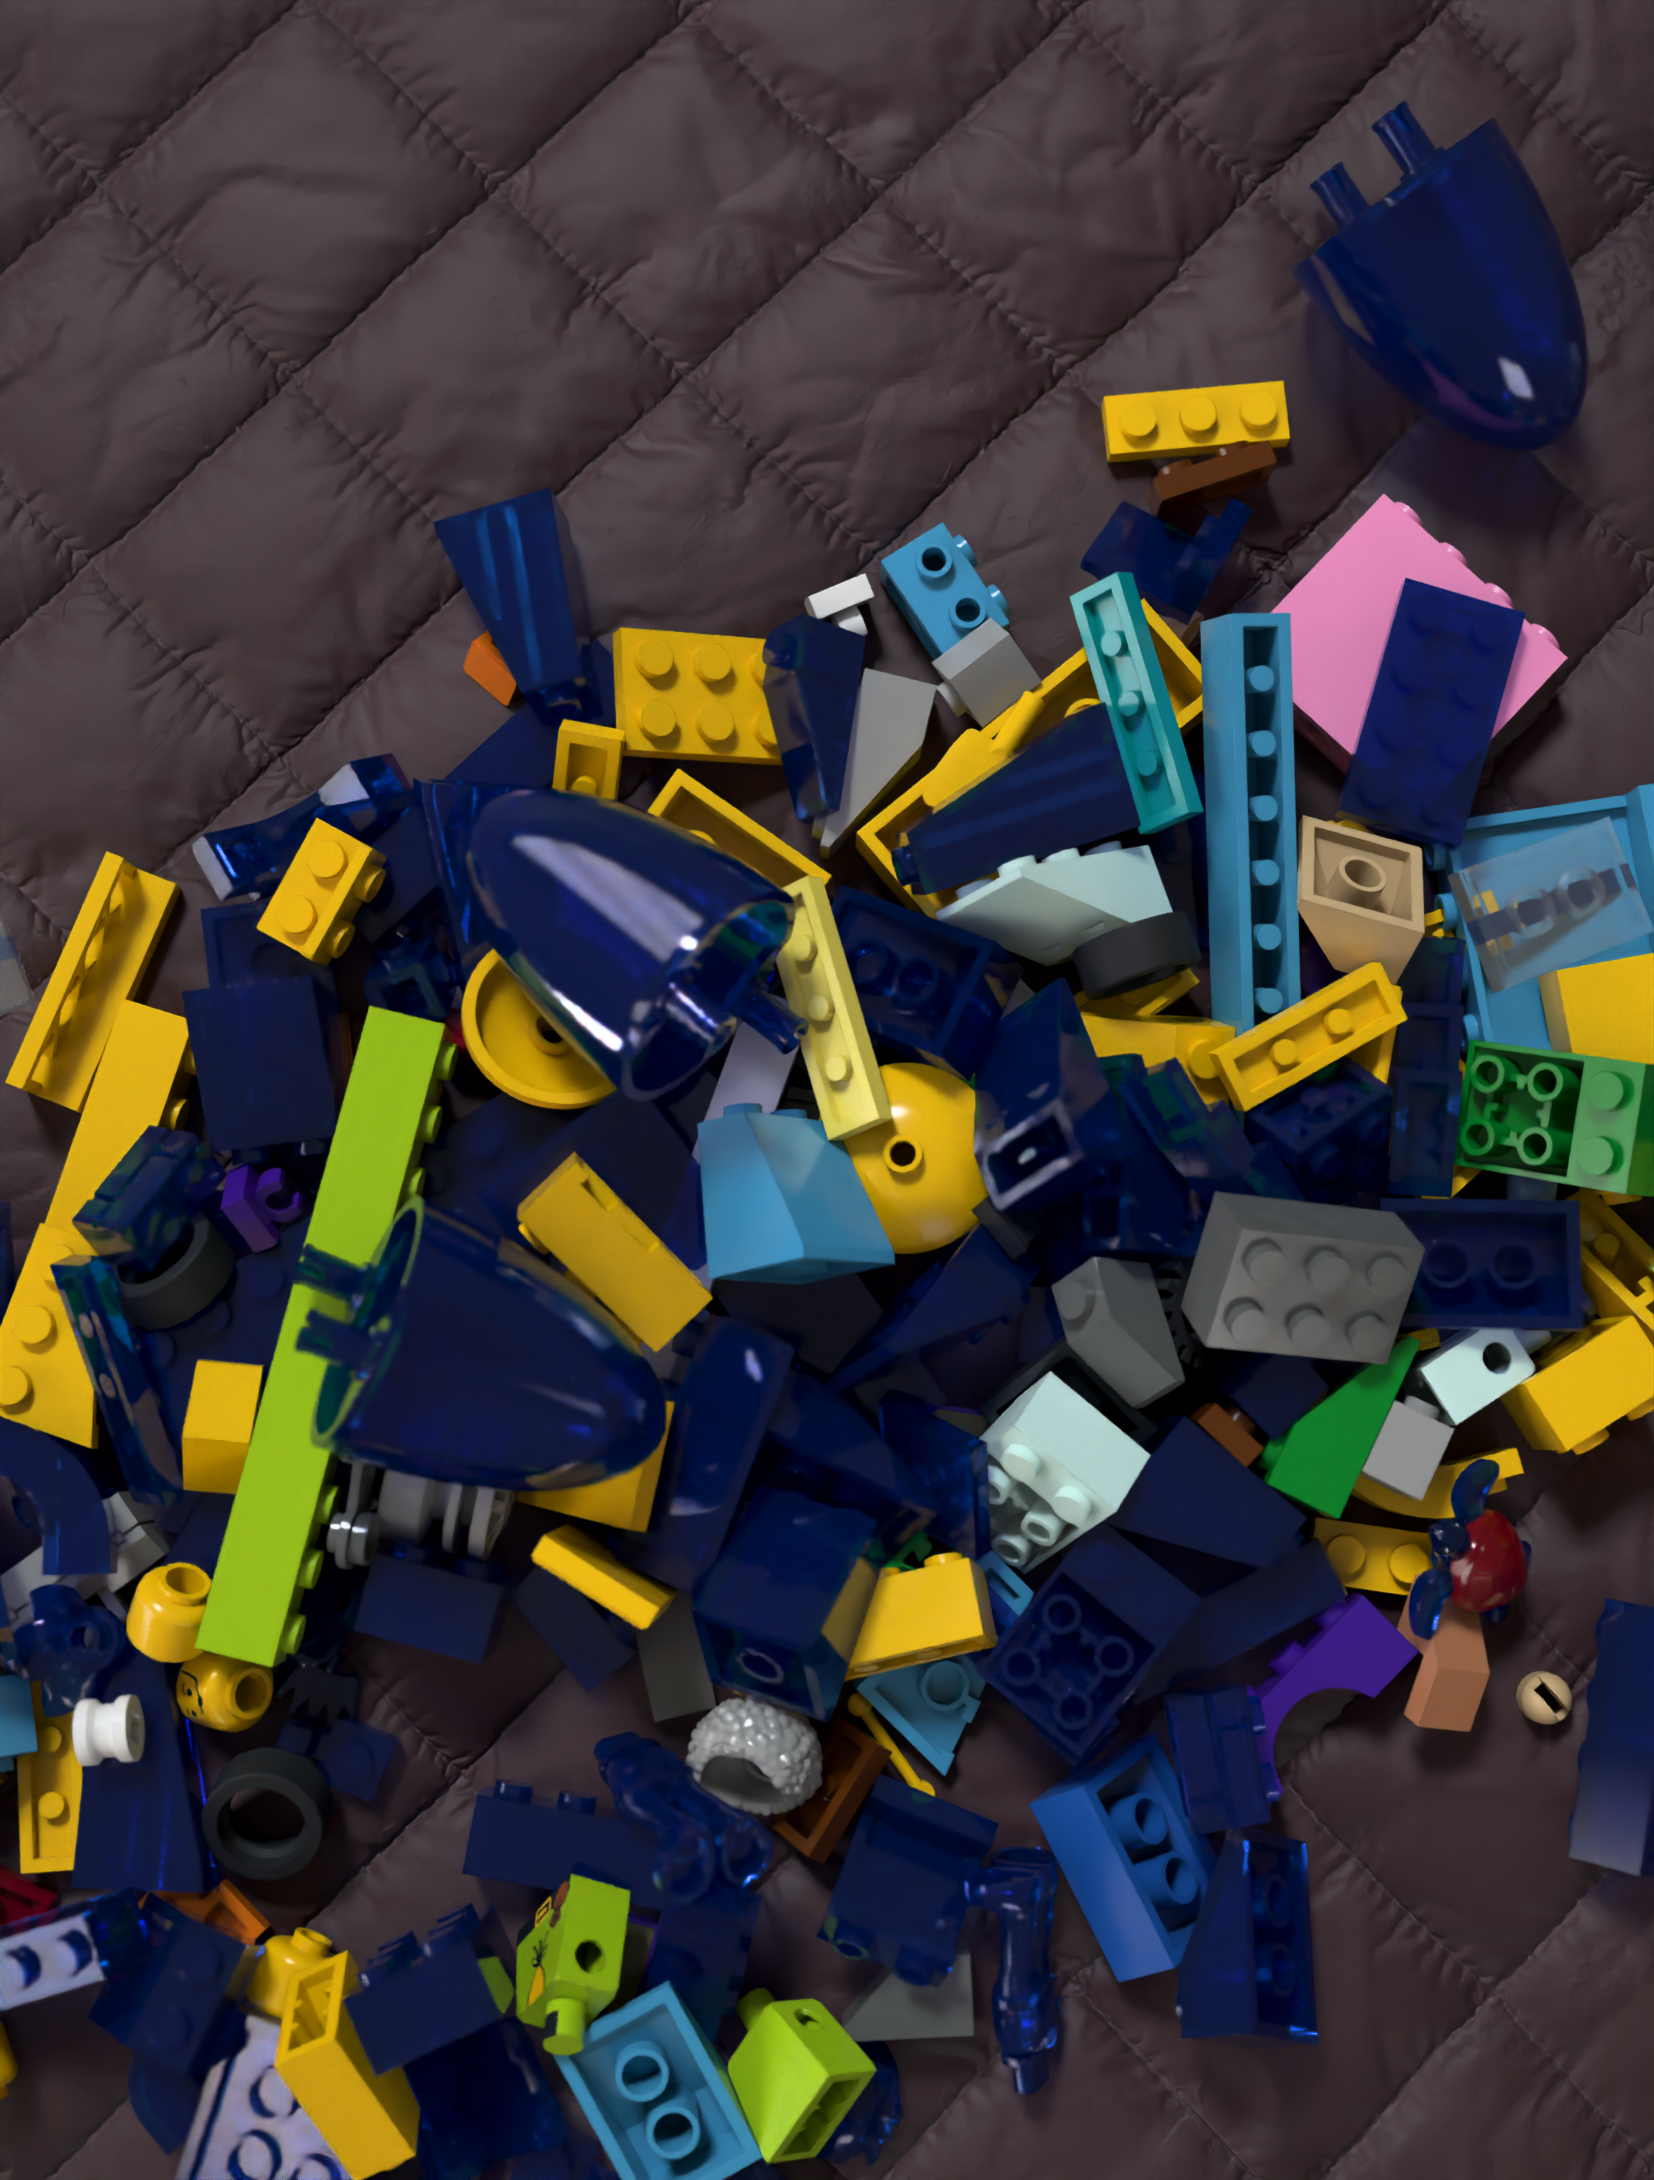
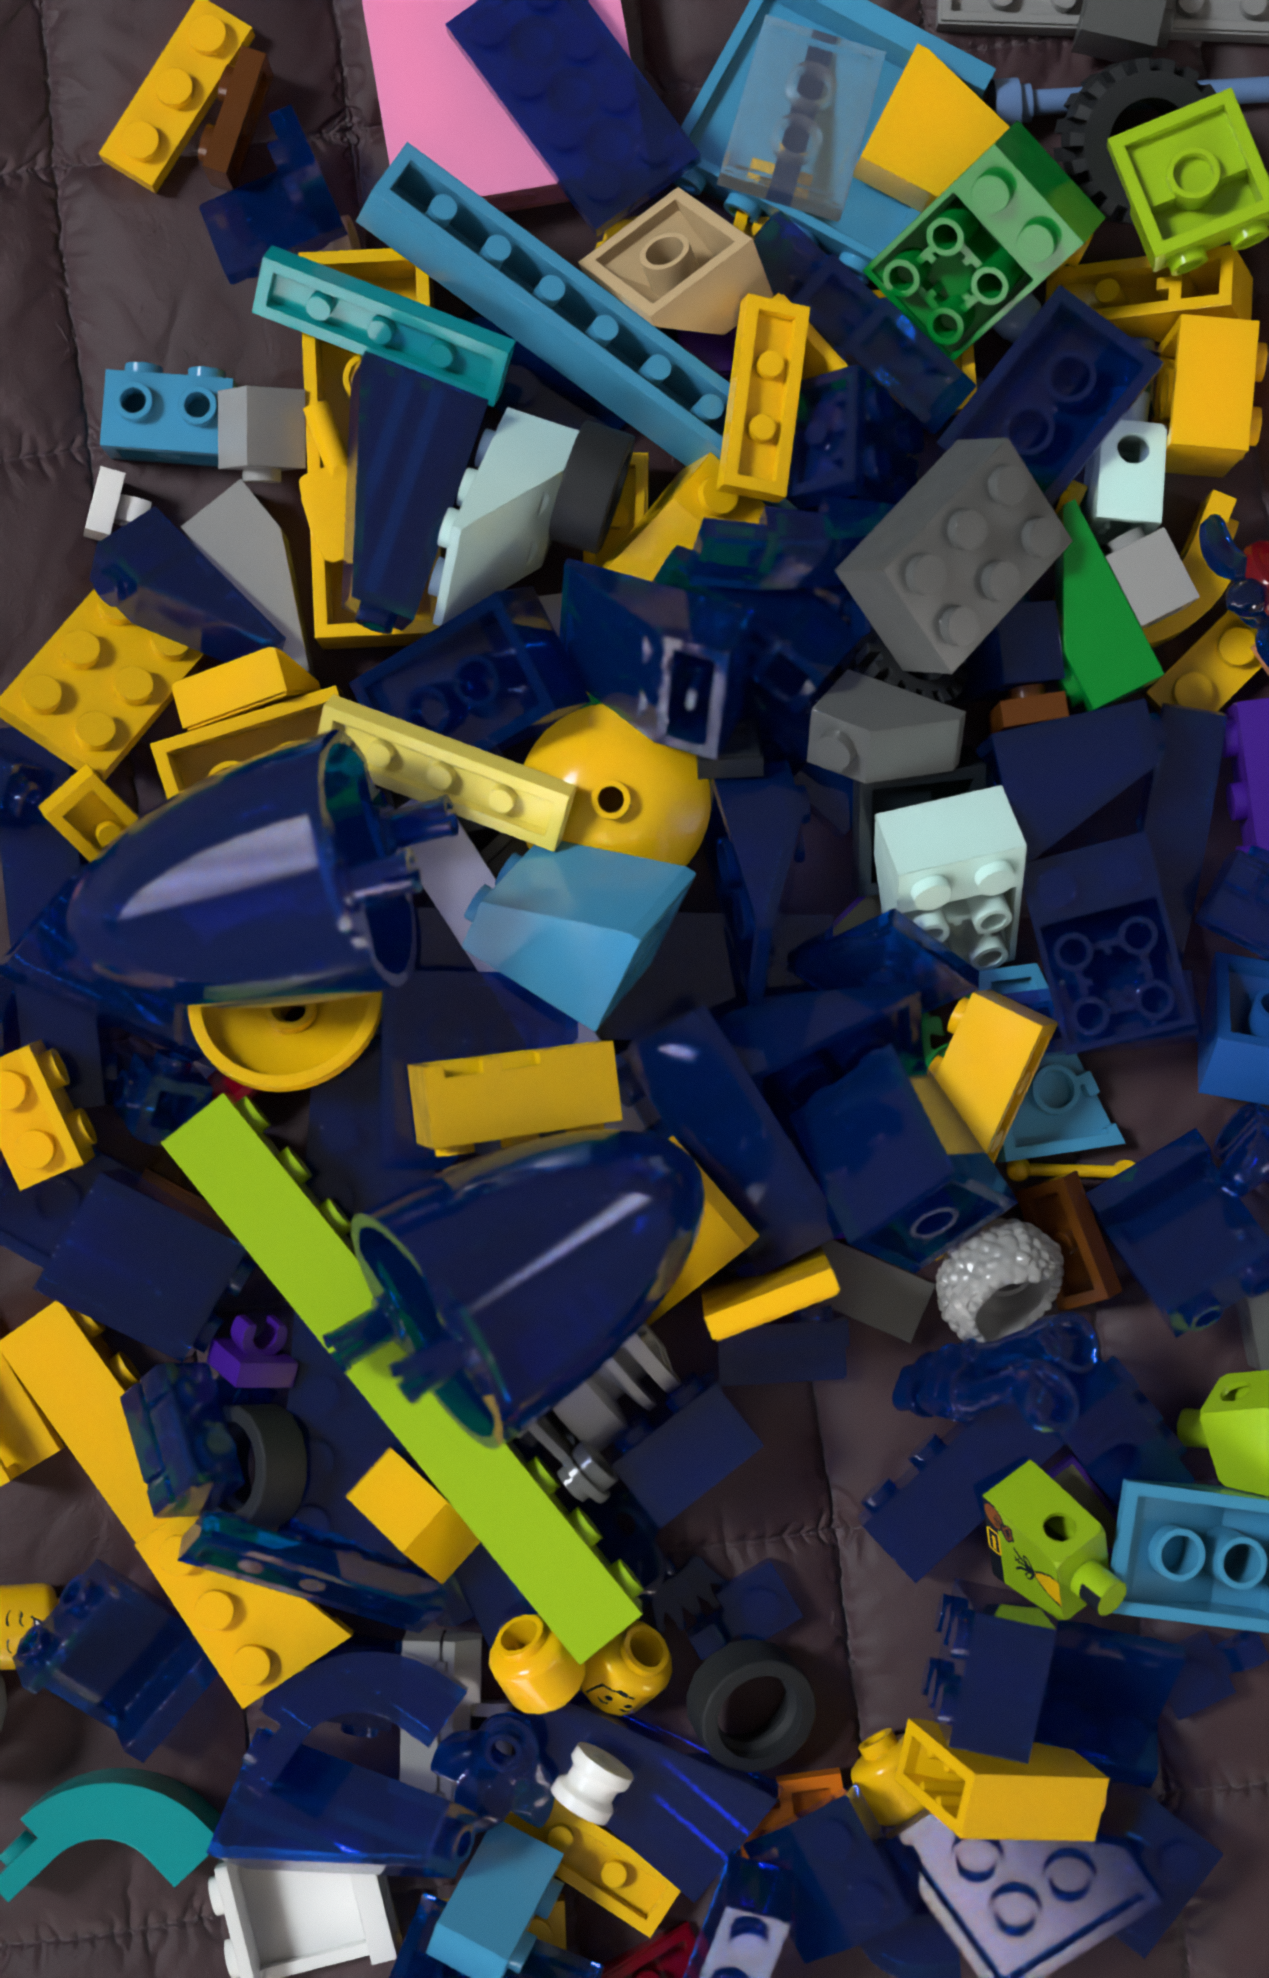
camera: 50 degrees left, 5 degrees up
(775, 805) = (240, 687): none -> yellow slope

